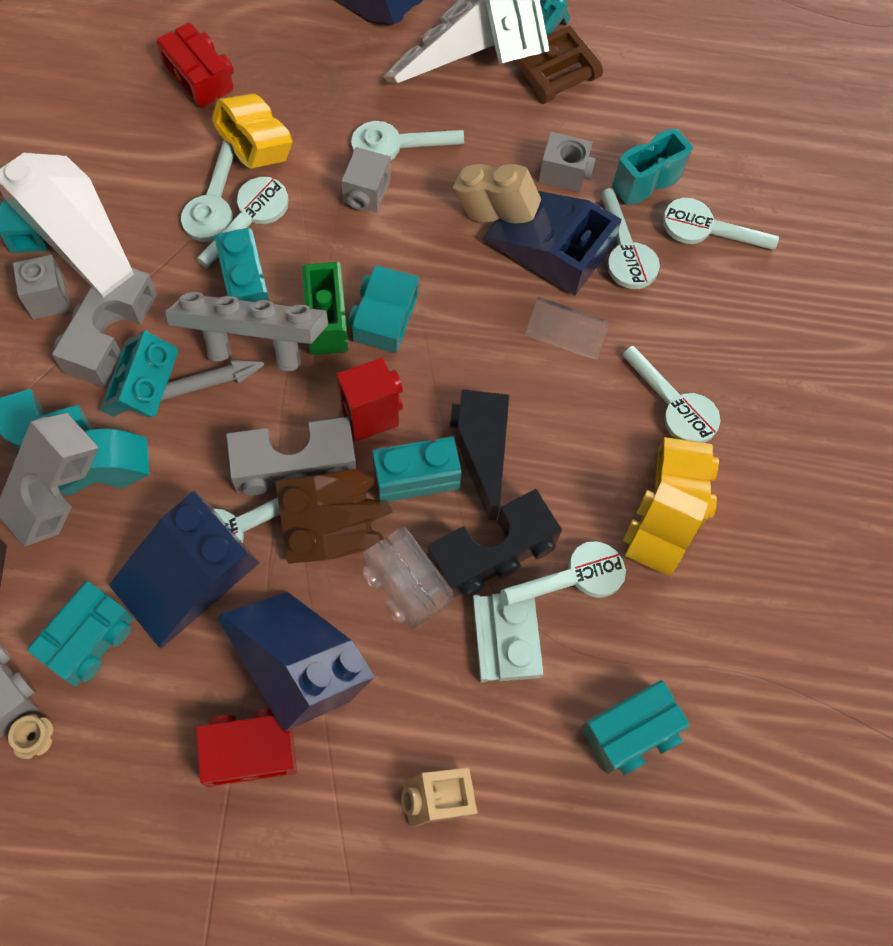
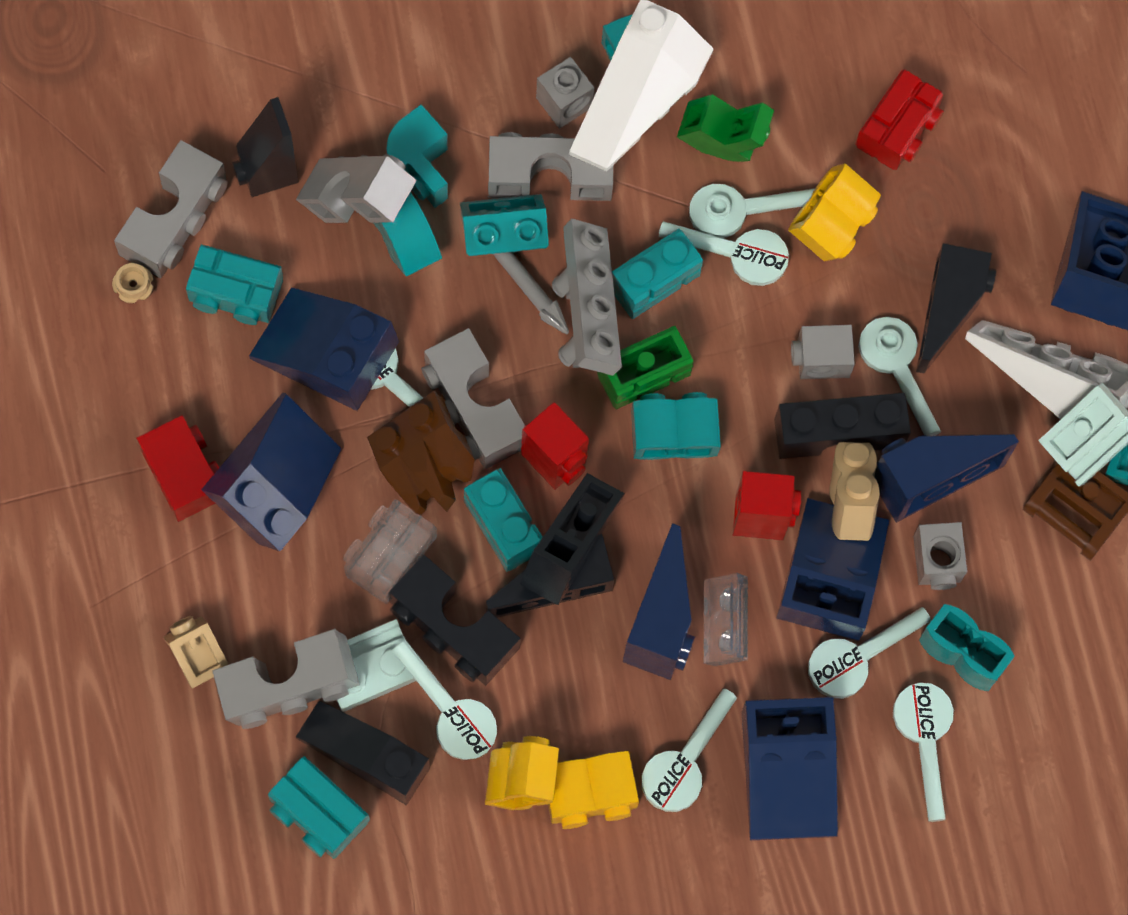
camera: 70 degrees right, 5 degrees up
(144, 182) = (723, 130): none -> green brick
(358, 81) = (956, 291): none -> black slope
(432, 189) = (812, 426): none -> black arch
(469, 410) = (571, 539): none -> black slope
(485, 259) = (765, 505): none -> red brick
(503, 126) = (934, 467): none -> dark blue slope
(506, 755) = (322, 671): none -> light grey arch
(548, 362) = (661, 627): none -> dark blue slope
(591, 666) = (365, 751): none -> black slope
(709, 322) = (790, 768): none -> dark blue slope

